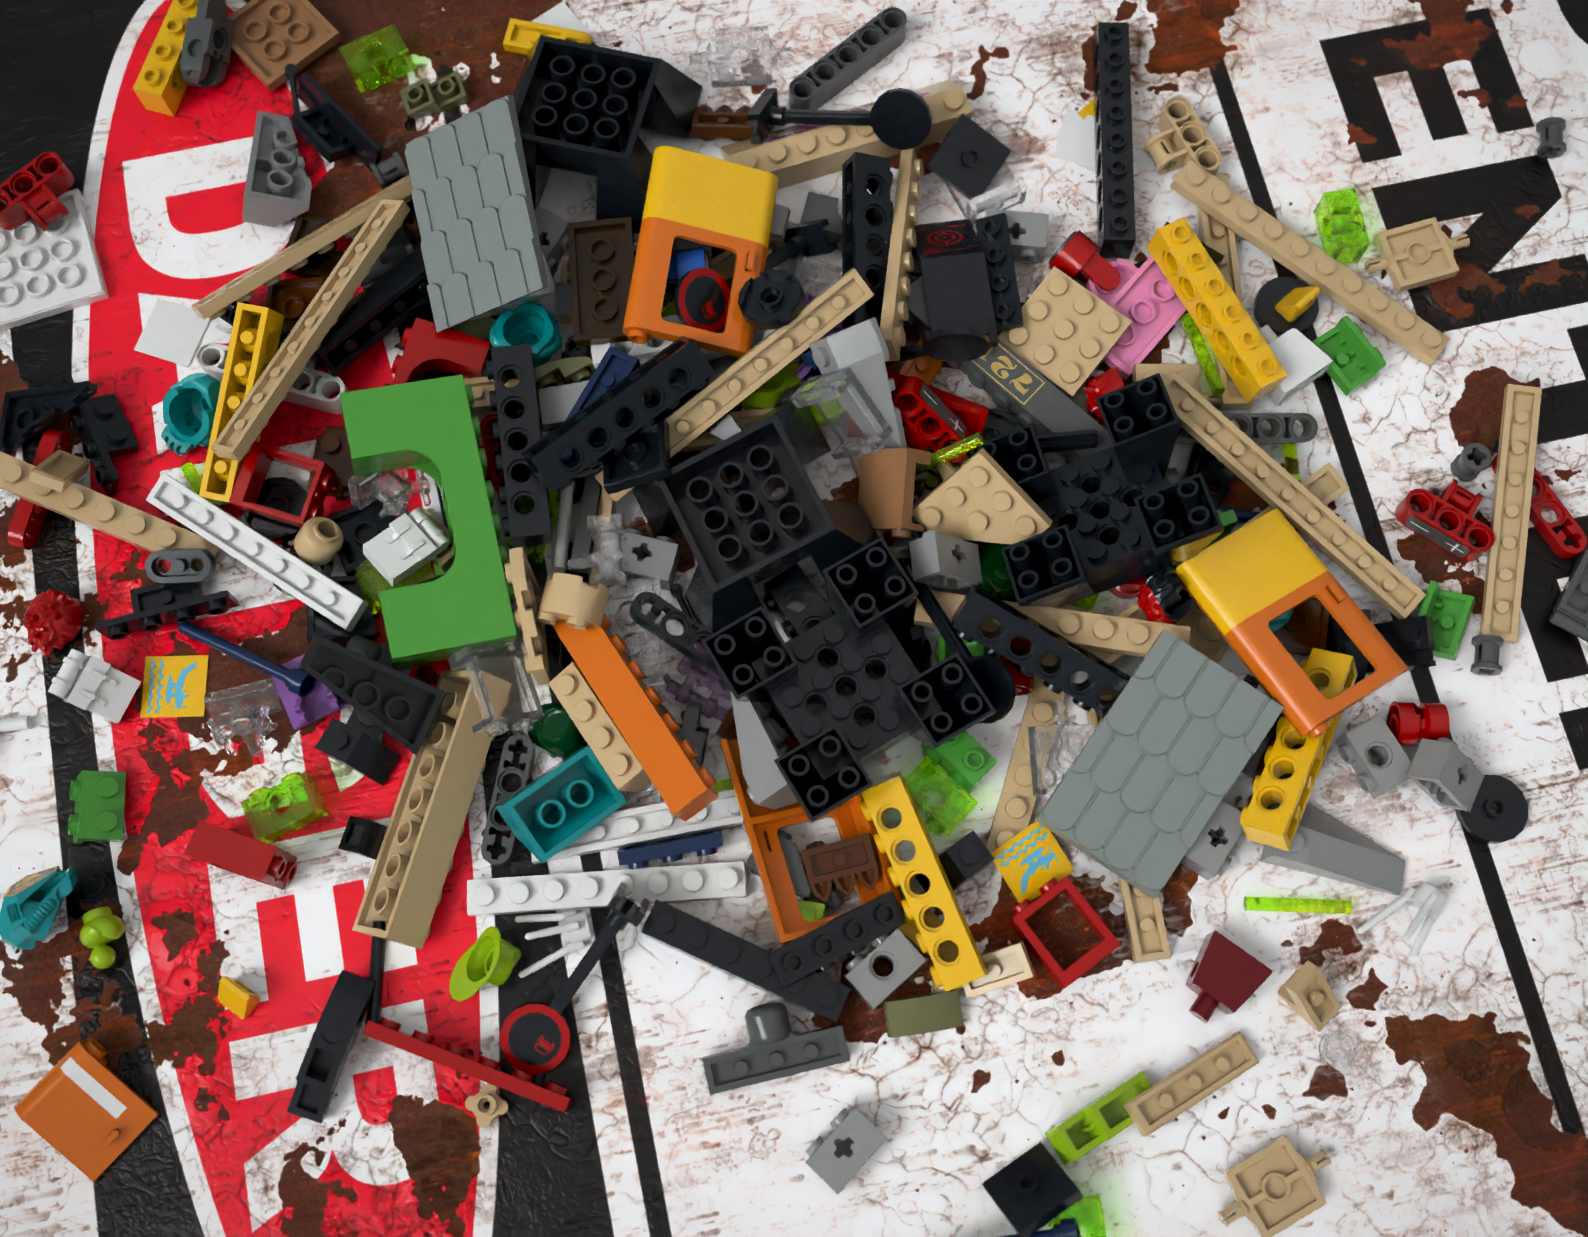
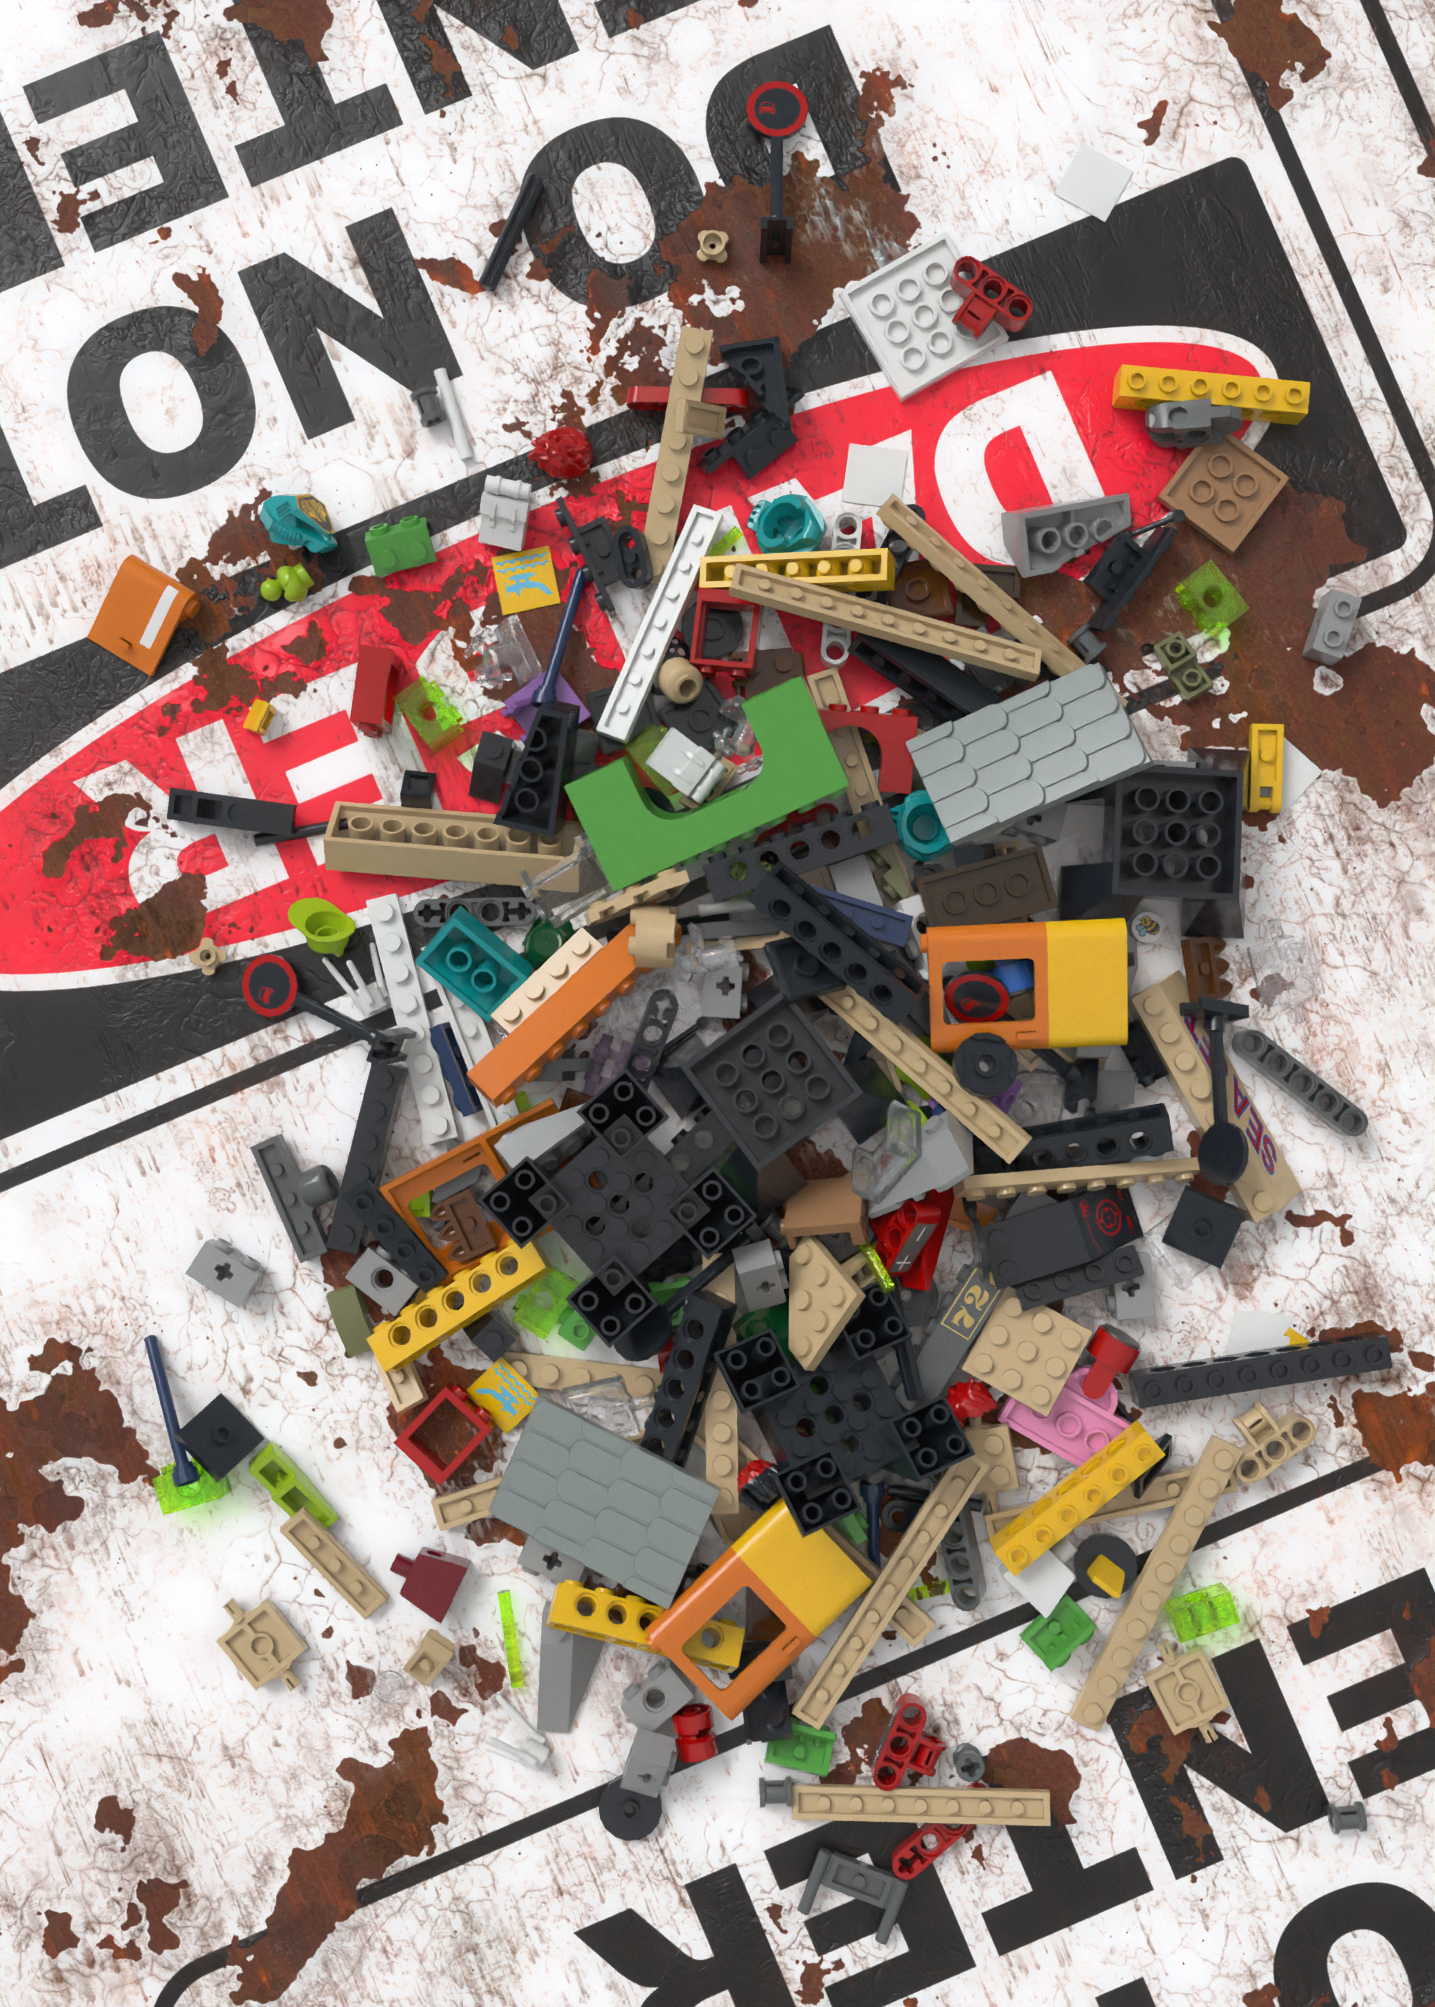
camera: 75 degrees right, 15 degrees up
(454, 1058) = (238, 921): red plate -> none
(795, 187) = (1143, 1055): none -> black hinge
(1203, 355) = (1032, 1490): clear neon green bar -> none

